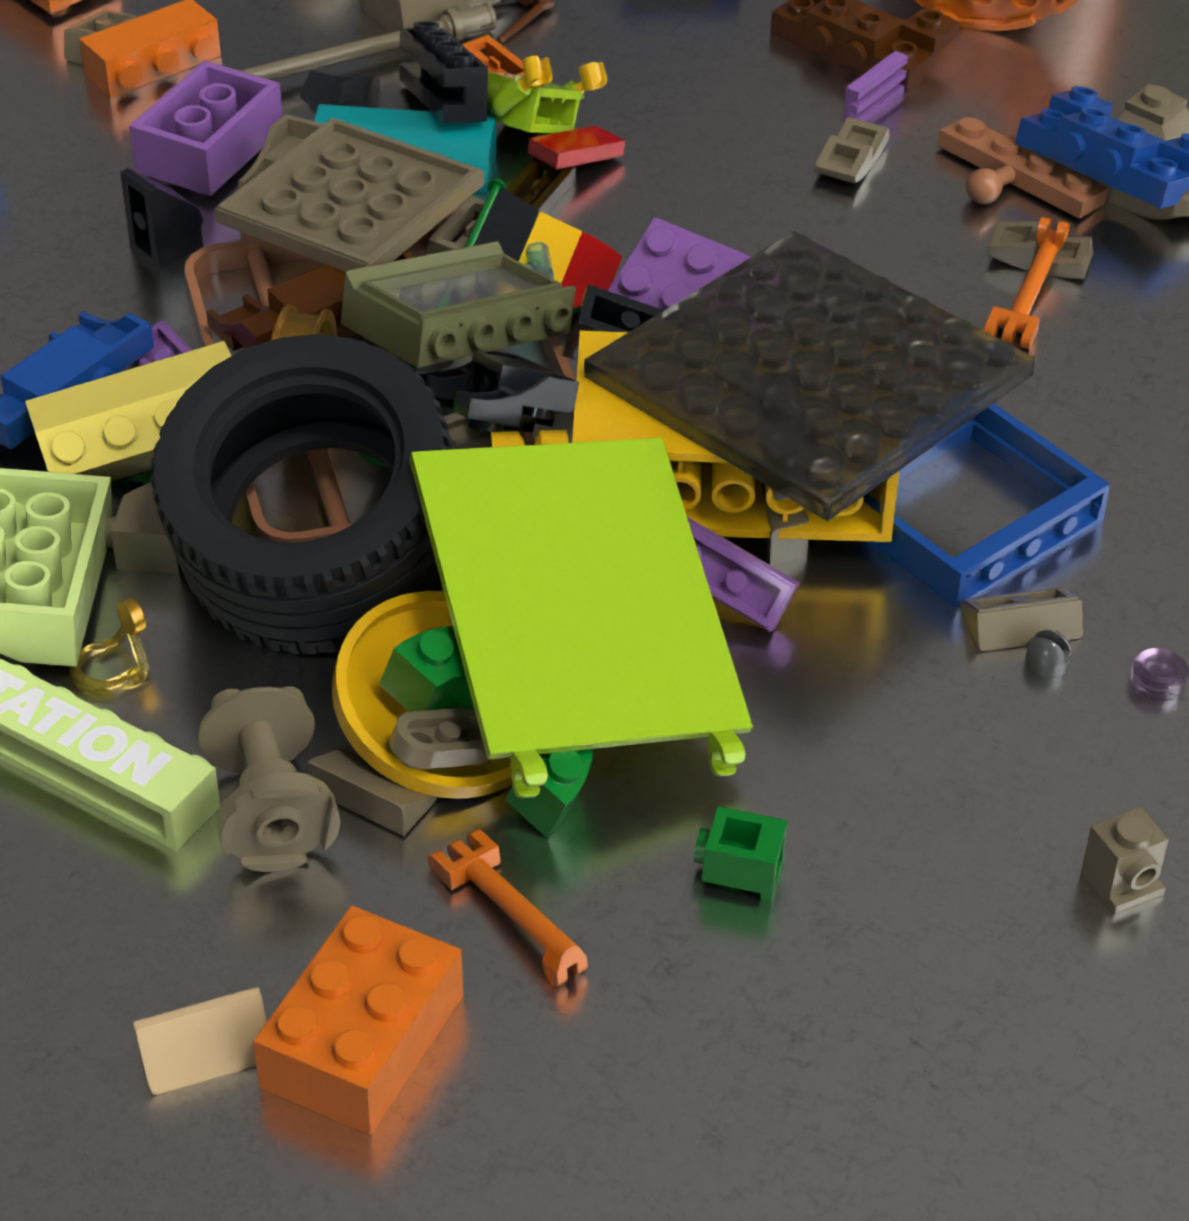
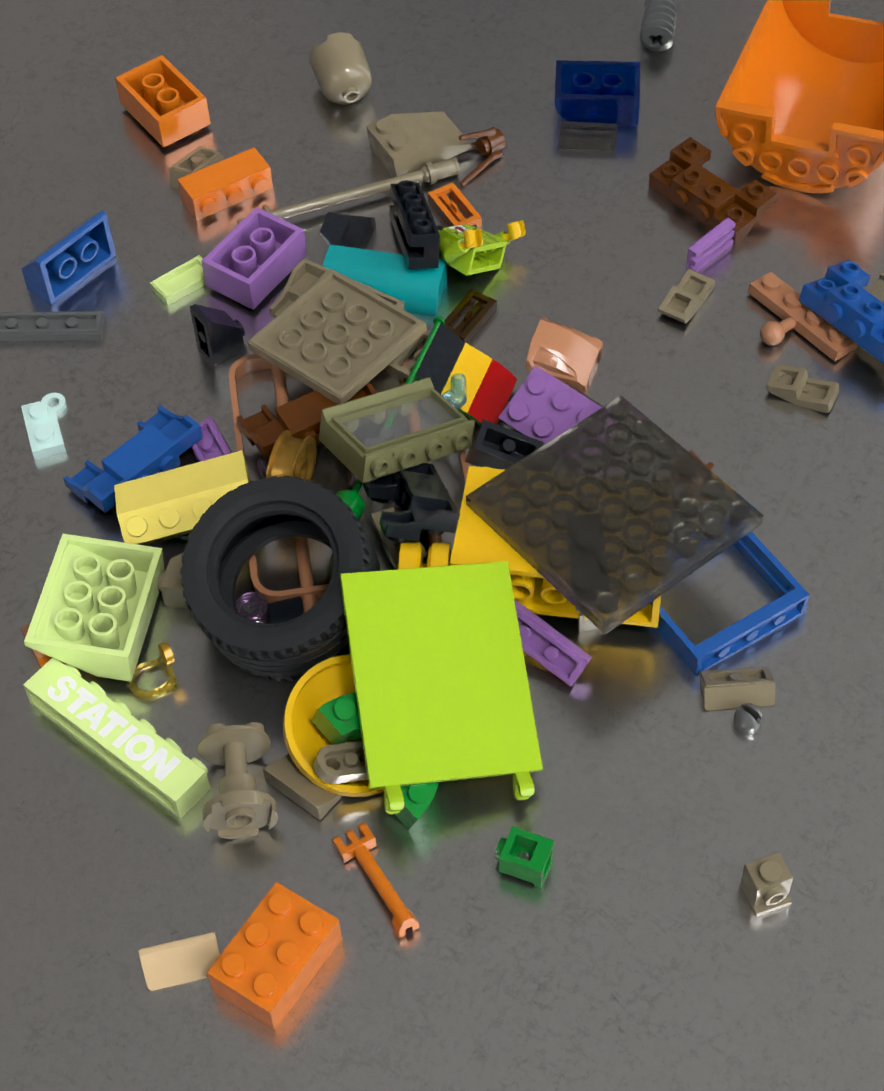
camera: 10 degrees right, 10 degrees up
(93, 167) = (179, 281): none -> yellowish green tile
(576, 147) = (499, 284): red tile -> none
(685, 209) = (563, 353): none -> nougat slope
(1018, 318) = (775, 446): orange hinge -> none
(1159, 674) = (818, 739): clear purple tile -> none

